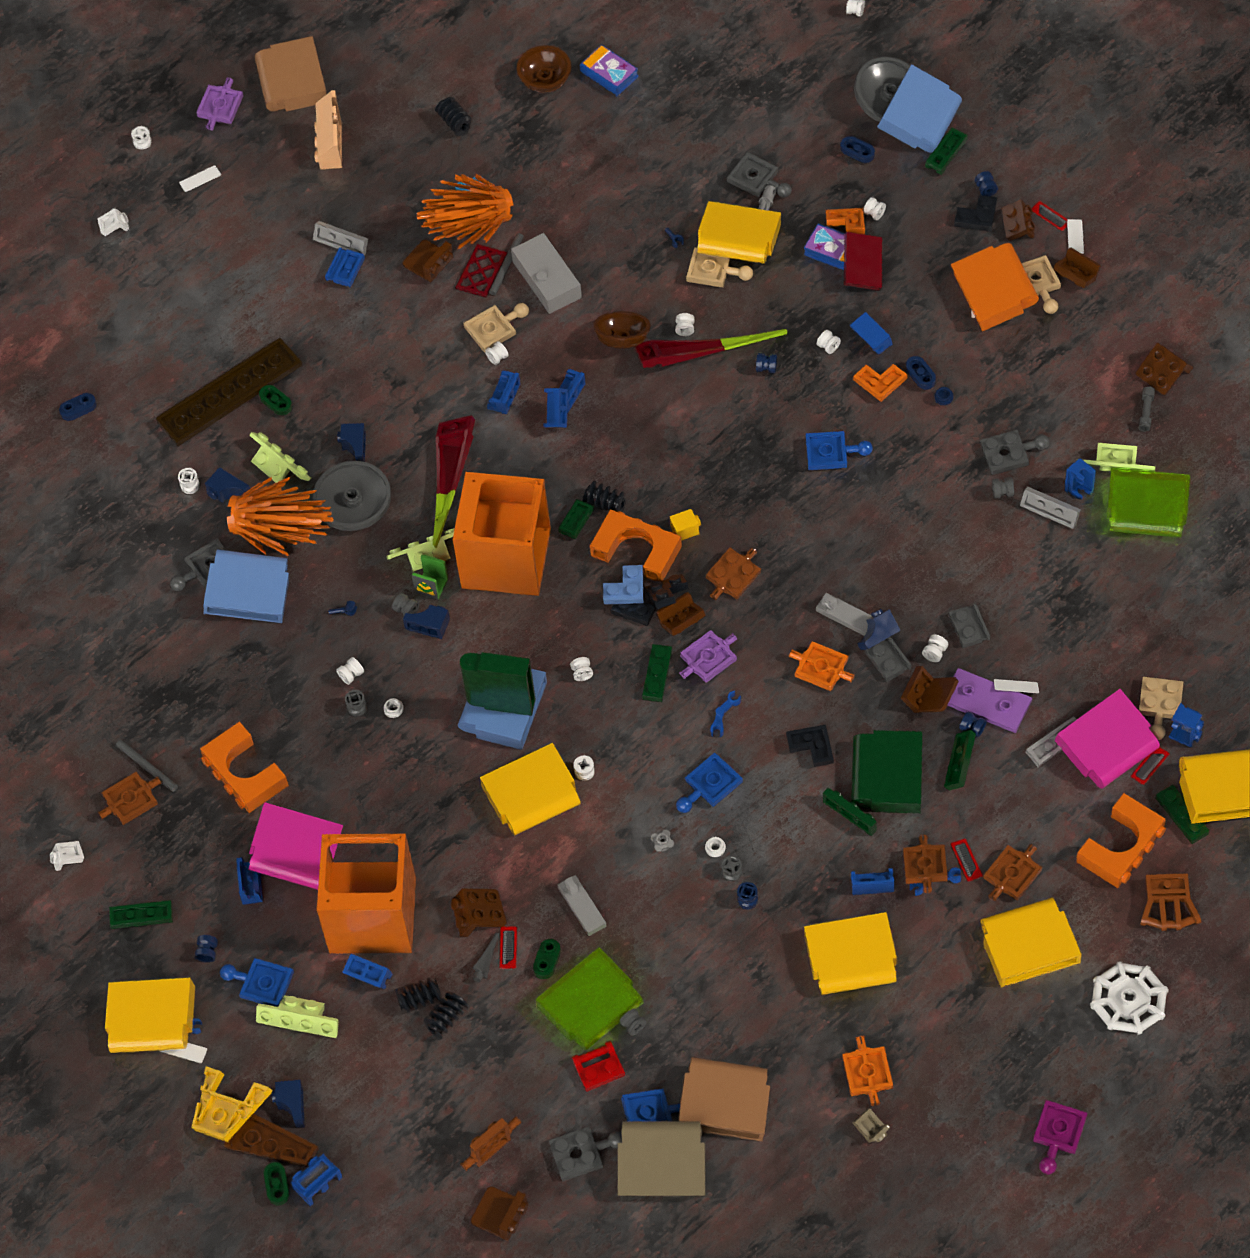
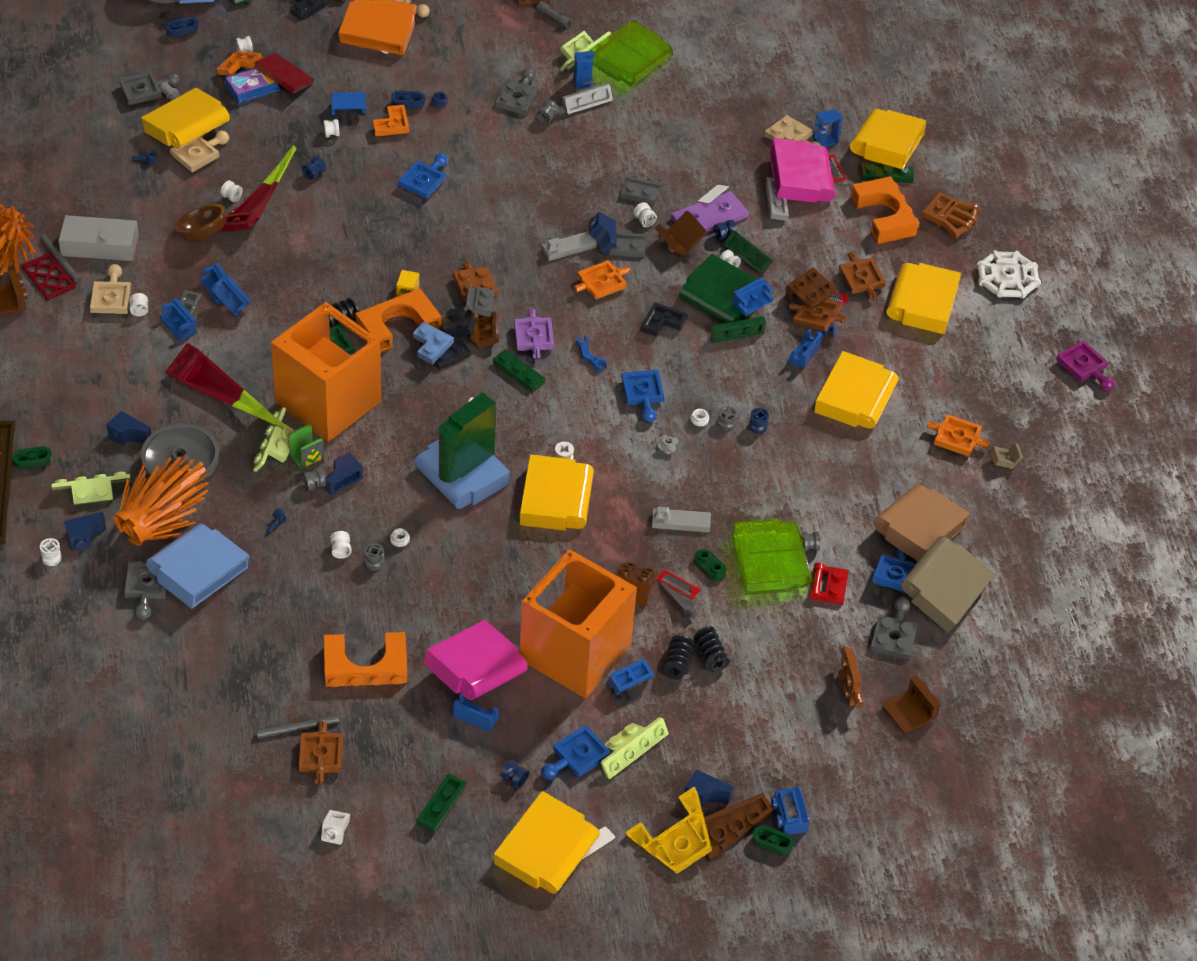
camera: 65 degrees left, 10 degrees down
(531, 386) = (191, 301): none -> dark grey tile
(704, 589) = (479, 300): none -> dark grey plate
(886, 797) = (752, 296): none -> blue hinge
(934, 752) = (729, 257): none -> white wheel
(947, 839) = (810, 288): none -> reddish brown bracket

